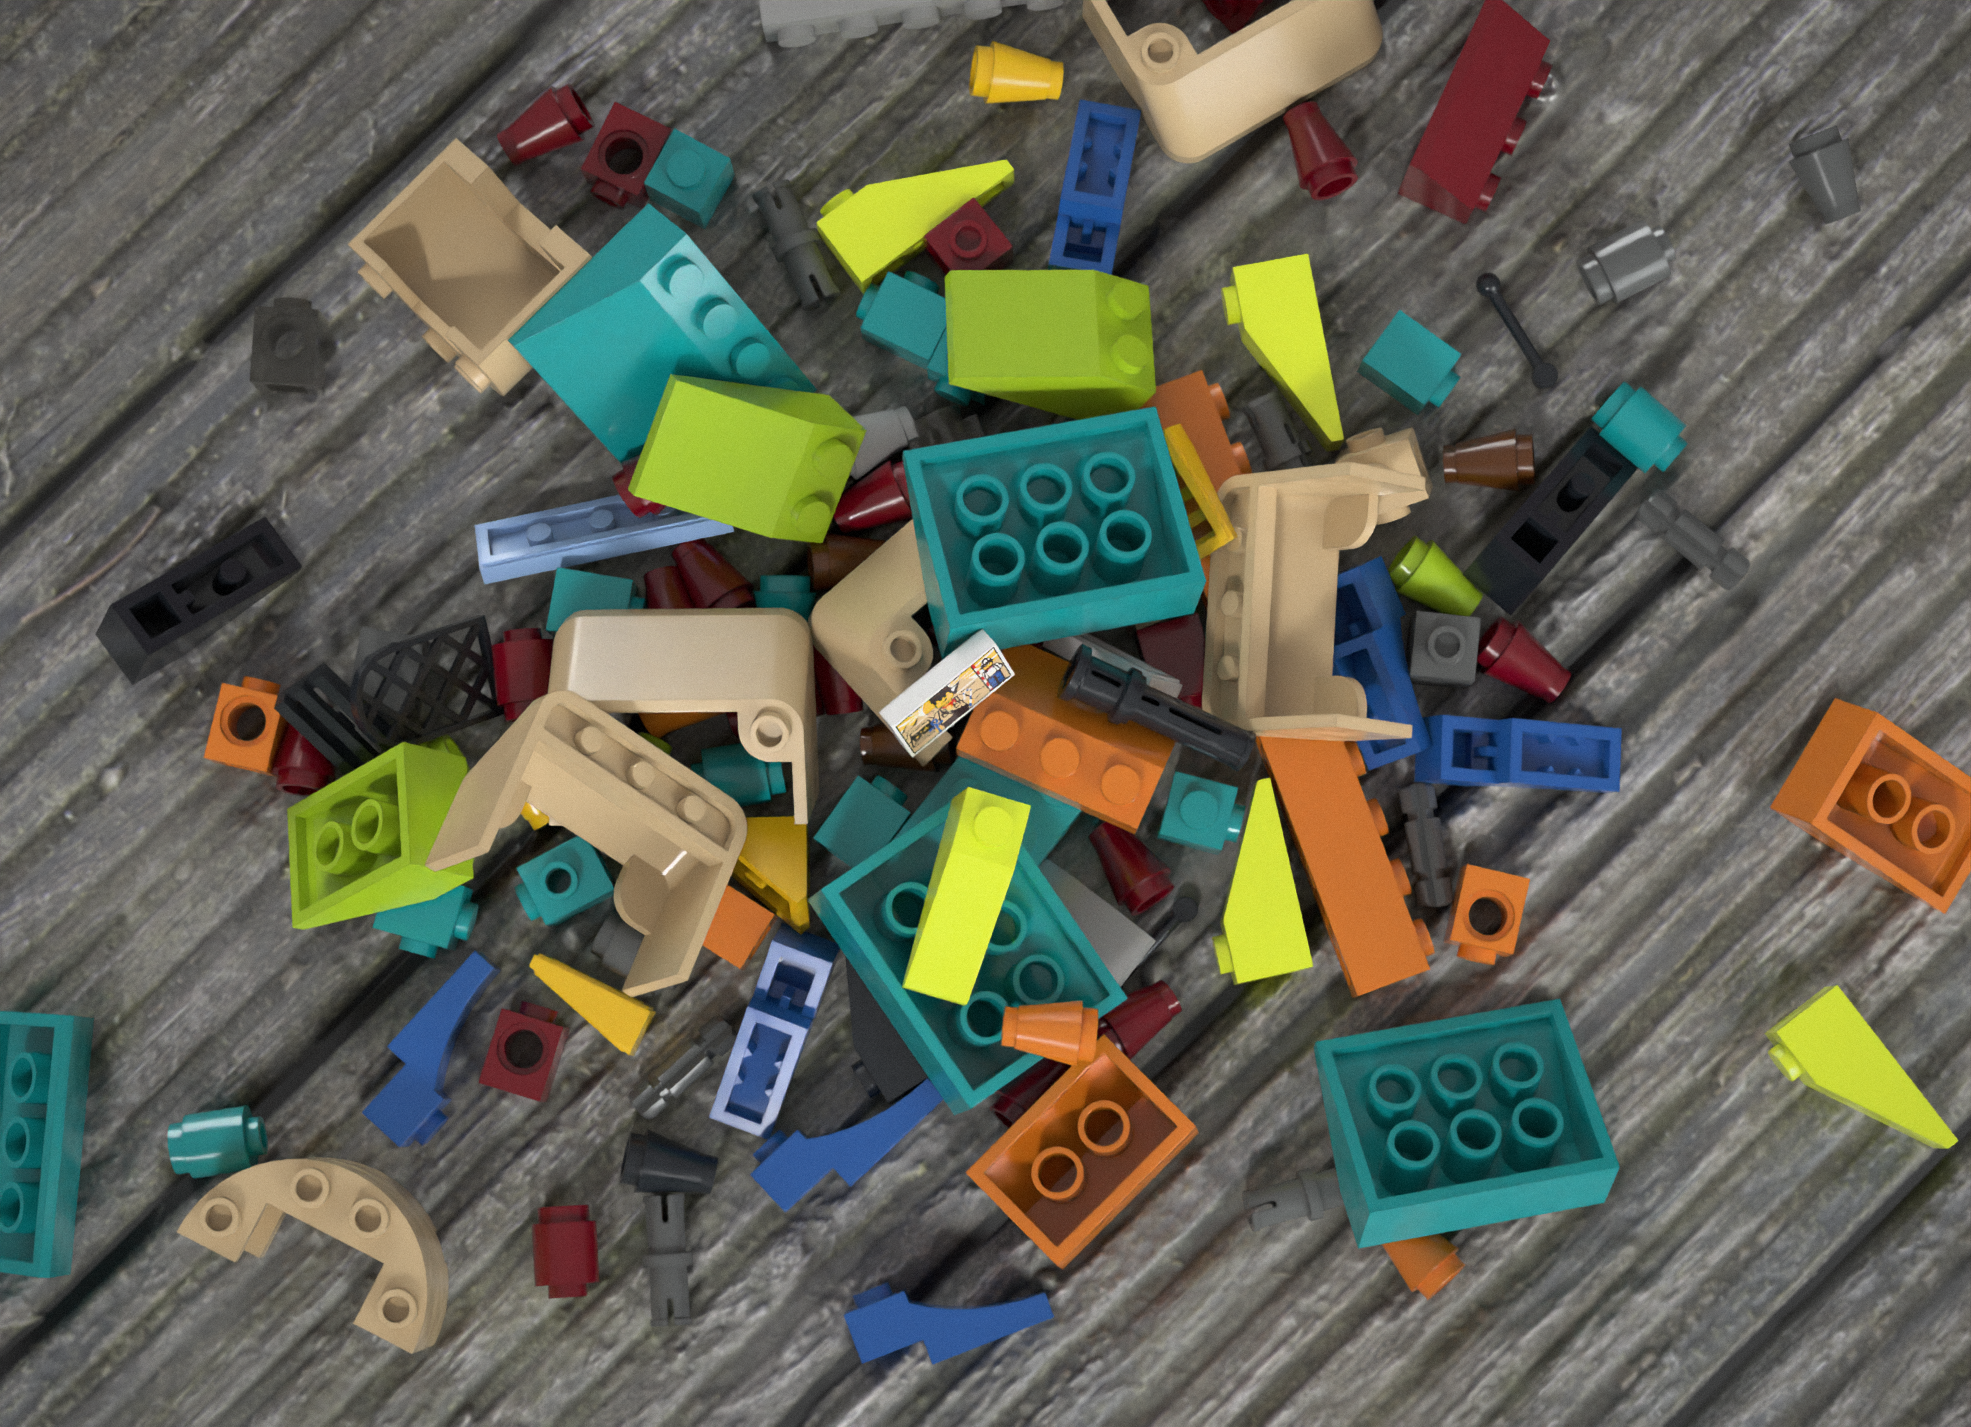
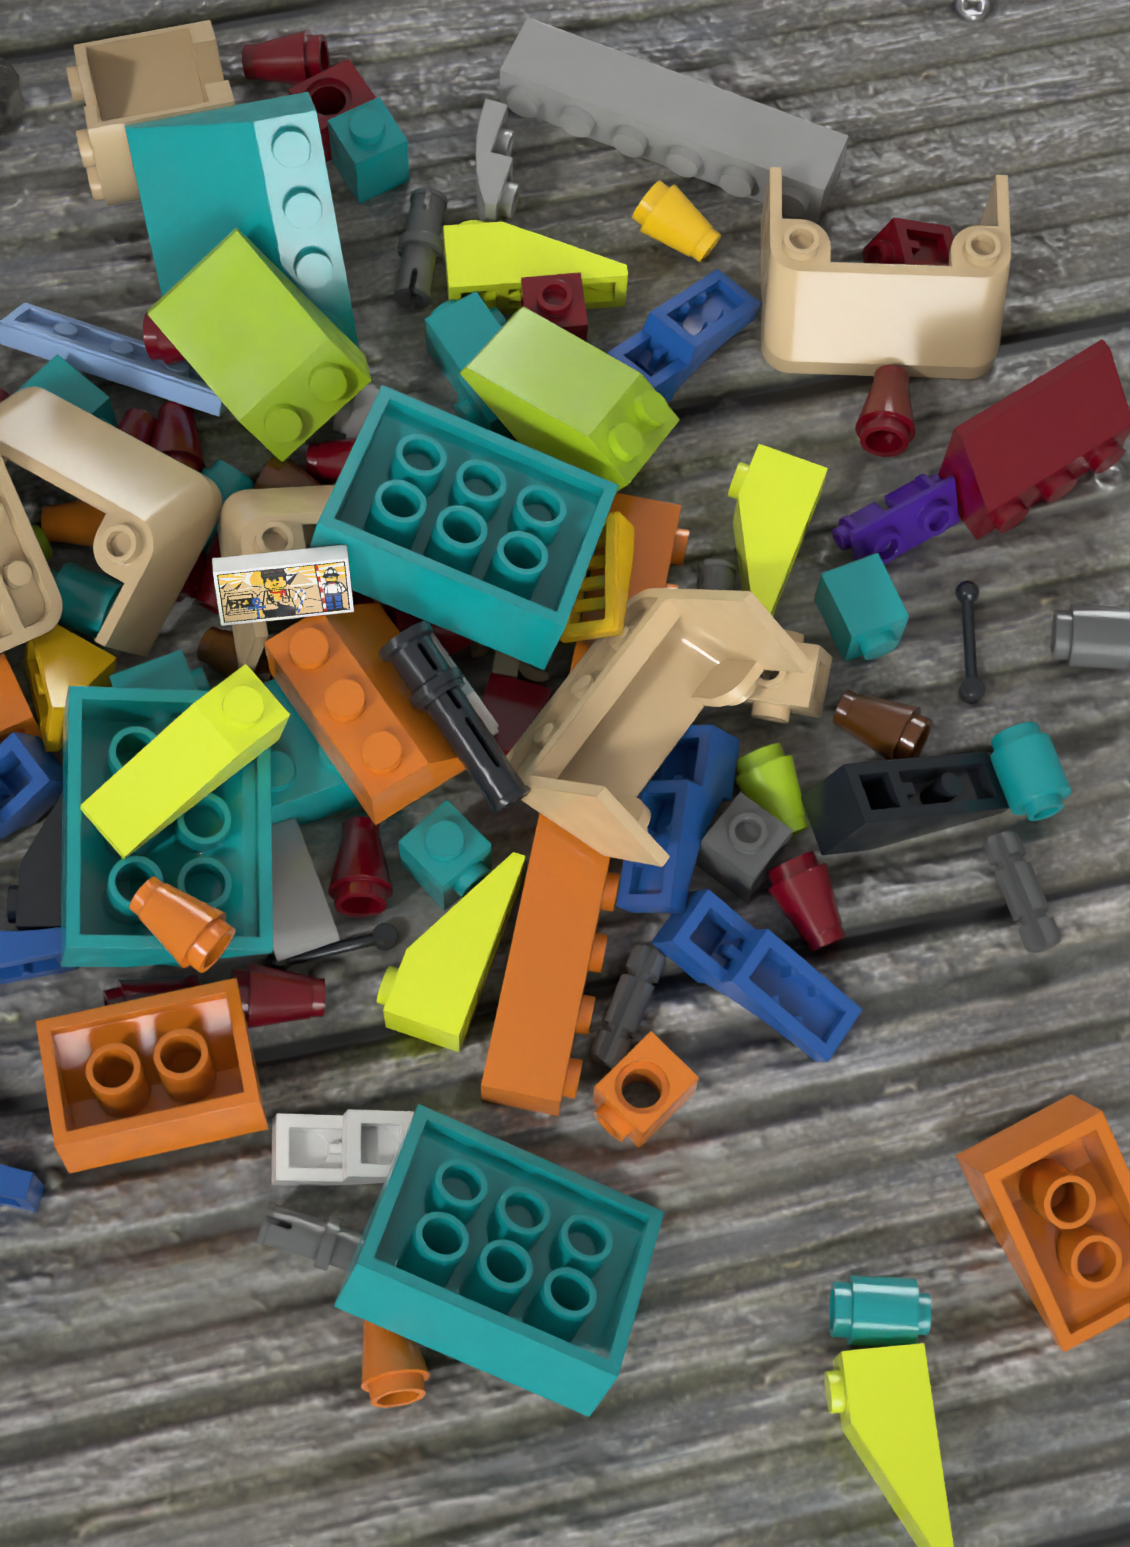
camera: 25 degrees right, 15 degrees down
(819, 136) = (494, 165): none -> light grey slope
(1264, 1111) = (336, 1147): none -> white slope
(1405, 231) = (914, 515): none -> dark purple hinge
(1782, 976) = (878, 1311): none -> teal brick

